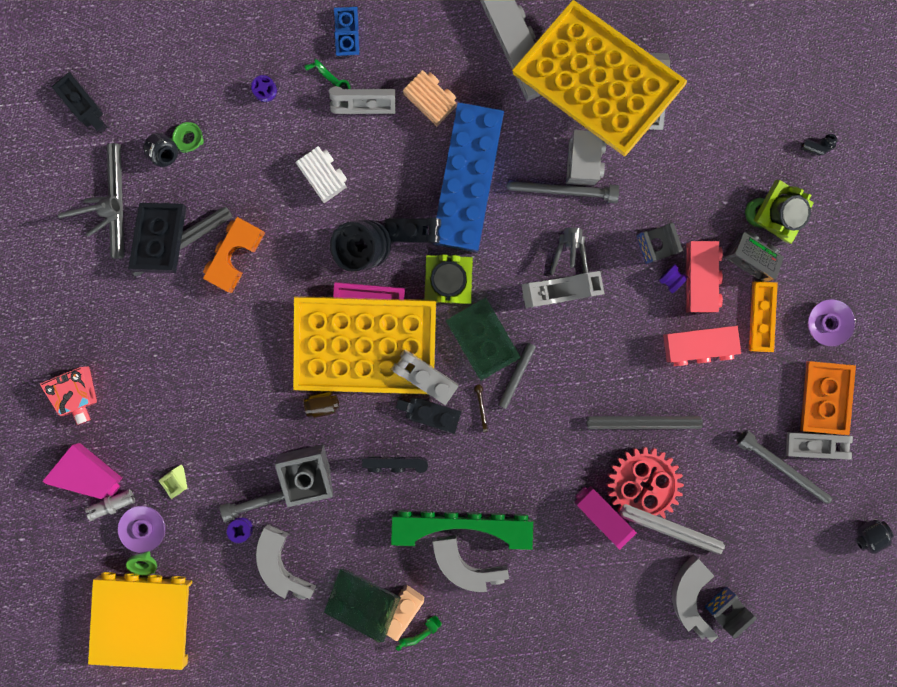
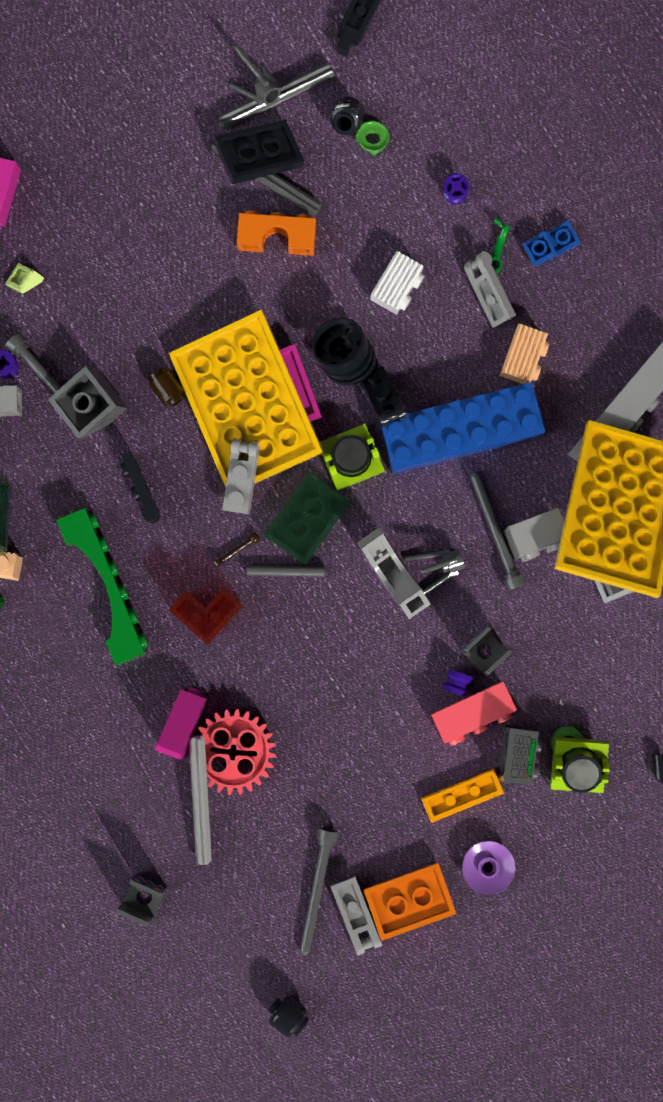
camera: 75 degrees right, 5 degrees down
(72, 393) = (66, 139): coral torso -> none
(430, 414) = (207, 501): black hinge -> none
(461, 573) = (58, 605): light grey arch -> none
(530, 459) = (210, 620): none -> clear red brick
(644, 422) = (297, 723): dark grey axle -> none
(685, 589) = (148, 843): light grey arch -> none
(702, 345) = (403, 744): coral brick -> none

